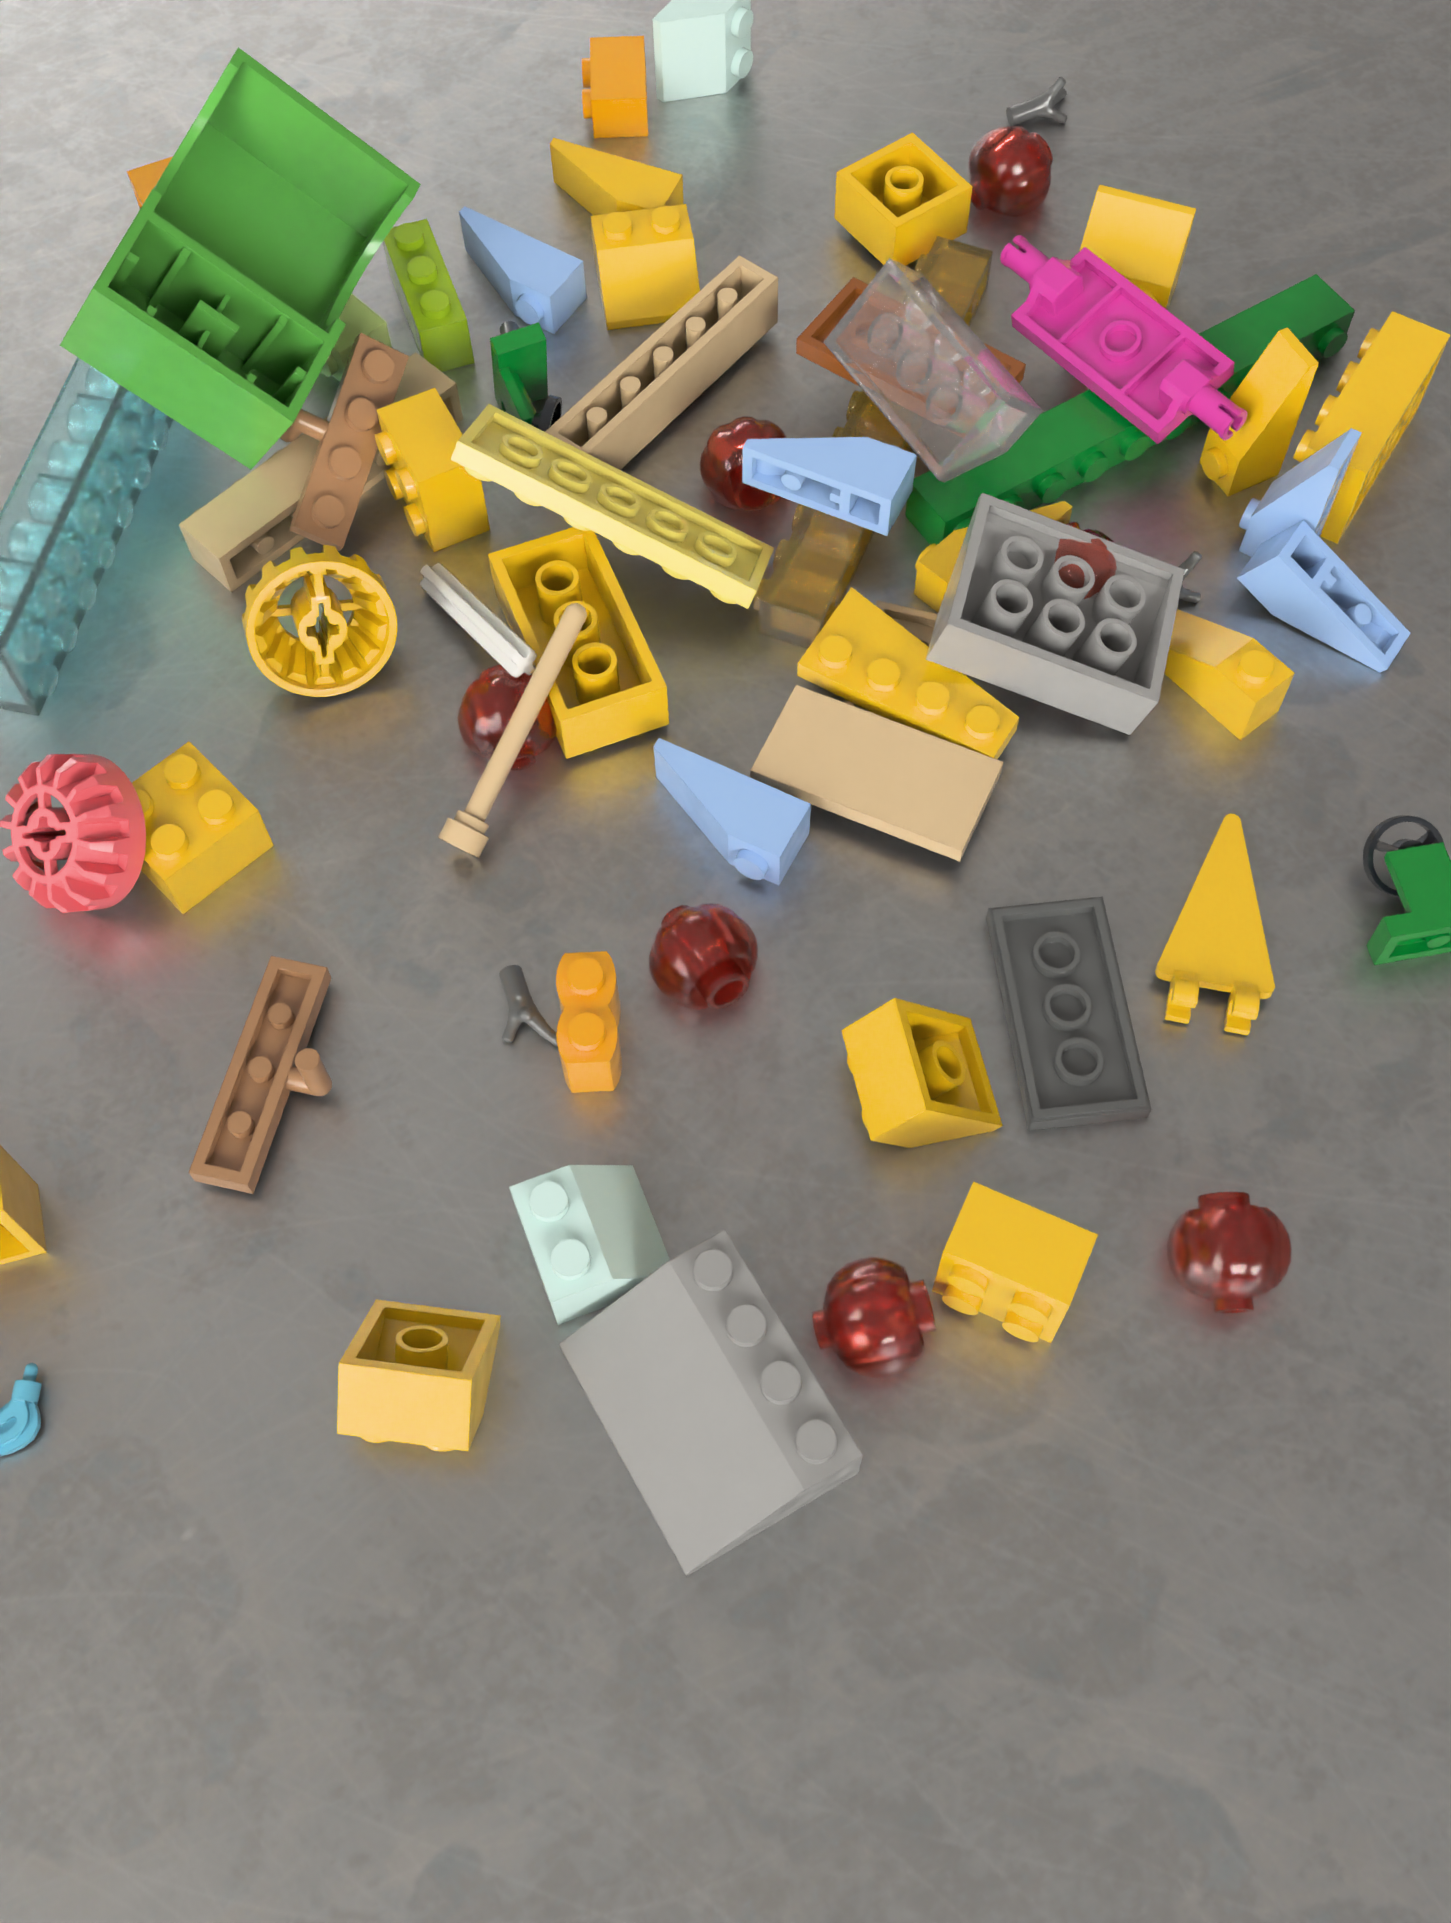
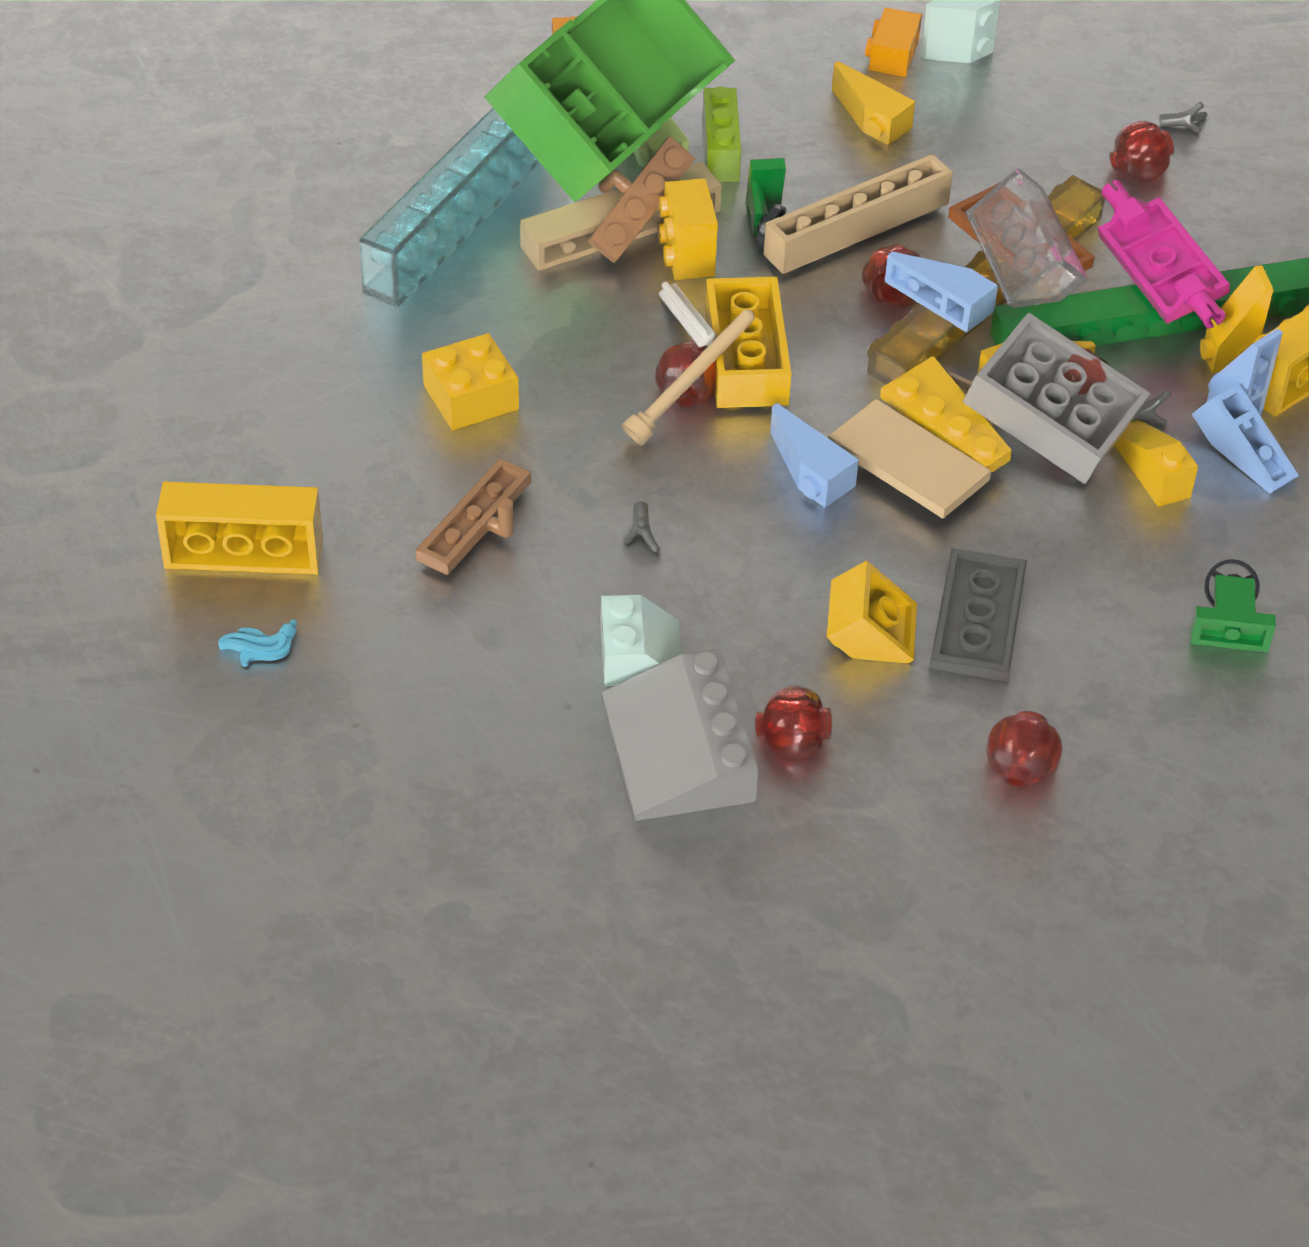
camera: 15 degrees right, 15 degrees down
(95, 831) = (416, 367): coral gear -> none
(338, 654) = (592, 317): yellow gear -> none
(417, 1375) = (513, 681): yellow slope -> none
(526, 273) = (792, 135): light blue slope -> none
(589, 1021) = (678, 538): light orange brick -> none
(613, 505) = (796, 270): light yellow plate -> none
(644, 264) = (870, 146): yellow slope -> none
(703, 949) = (768, 522): clear red plant -> none
(902, 200) = (1057, 148): yellow brick -> none
(1012, 1264) = (886, 711): yellow brick -> none
(1140, 239) = (1207, 211): yellow slope -> none
(1219, 937) = (1092, 600): yellow flag -> none

